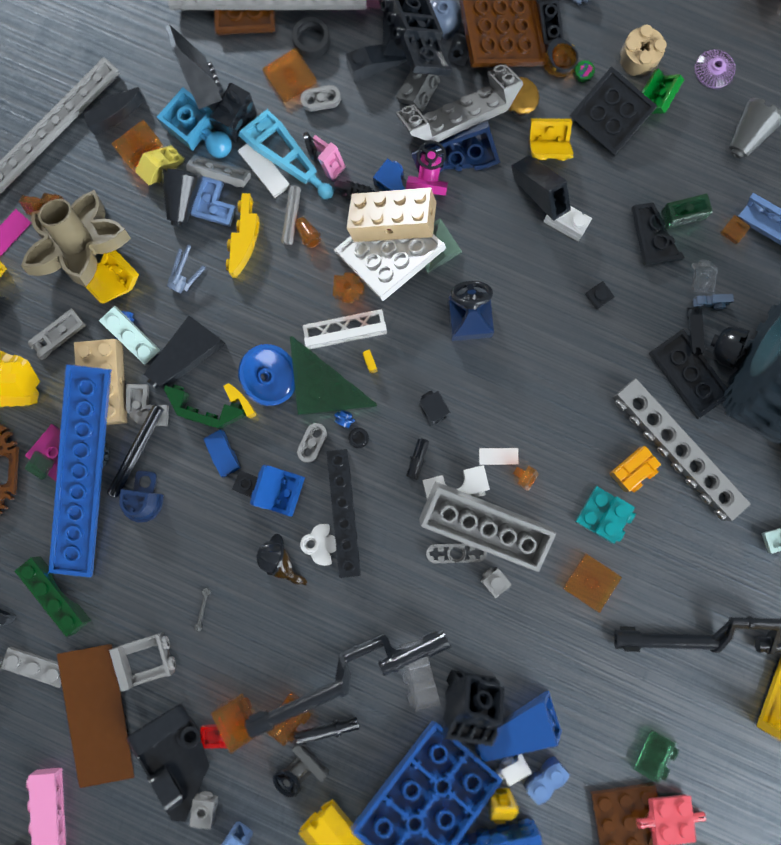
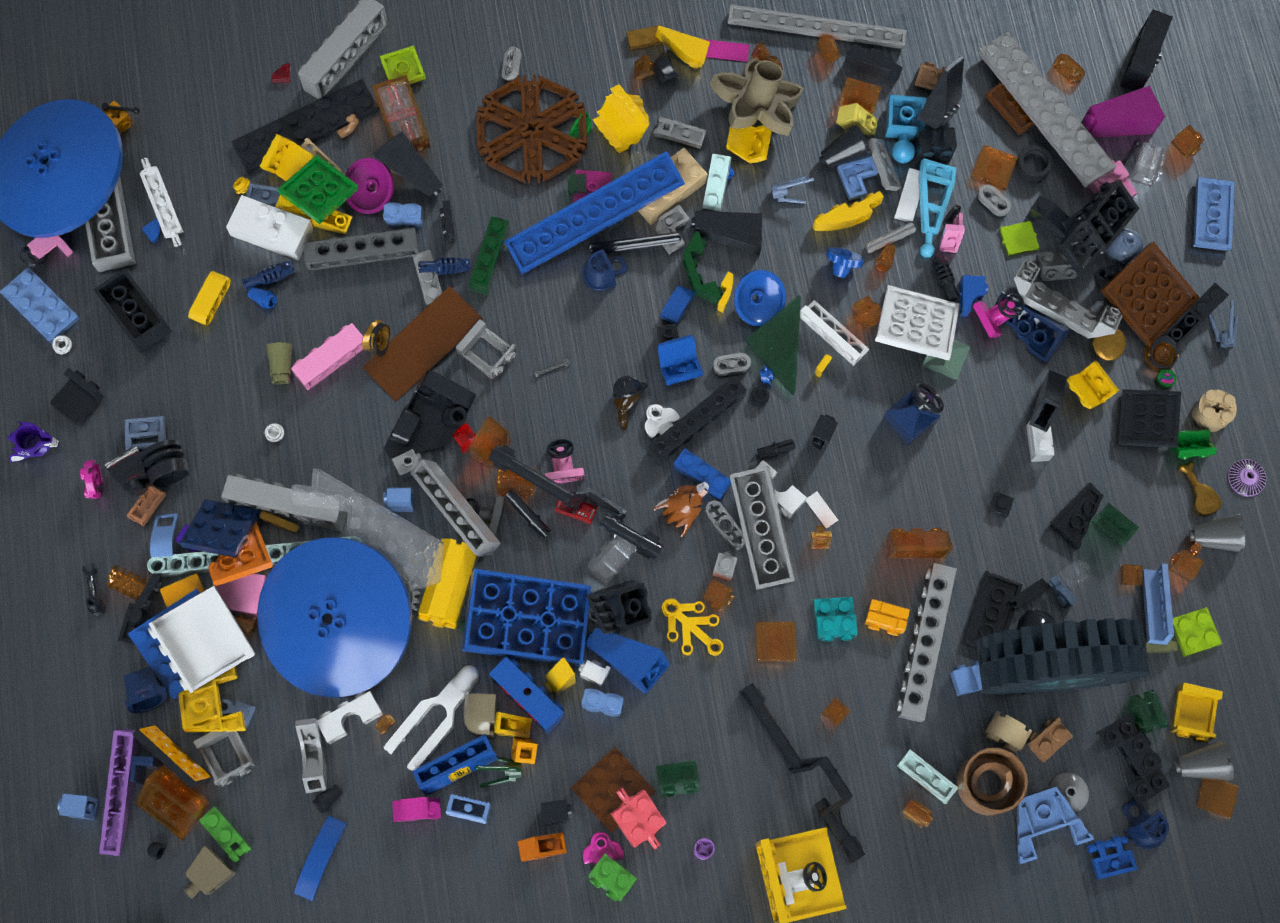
camera: 45 degrees right, 10 degrees down
(33, 645) = (445, 265): none -> dark blue hinge
(59, 760) = (376, 338): none -> pearl gold piece
(71, 140) = (828, 48): none -> clear orange brick
(164, 68) = (928, 75): none -> medium nougat bracket
(278, 801) = (455, 508): none -> light grey brick
(285, 273) = (843, 261): none -> blue plant
(299, 662) = (562, 463): none -> bright pink piece
(359, 676) = (583, 512): none -> slope
(370, 102) = (1019, 238): none -> lime piece
(392, 215) = (944, 306): brick -> none
(397, 543) = (699, 471): none -> blue brick
(420, 584) = (683, 507): none -> dark orange piece
(517, 606) = (718, 595): none -> clear orange brick
(526, 649) = (690, 624): none -> yellow plant
(590, 394) = (918, 543): none -> clear orange slope
(687, 573) = (836, 712): none -> clear orange tile
(711, 117) = (1206, 499): none -> pearl gold piece
(735, 438) = (966, 679): none -> medium blue brick
(738, 781) = (704, 849): none -> medium lavender wheel
(759, 175) = (1186, 563): none -> clear orange brick

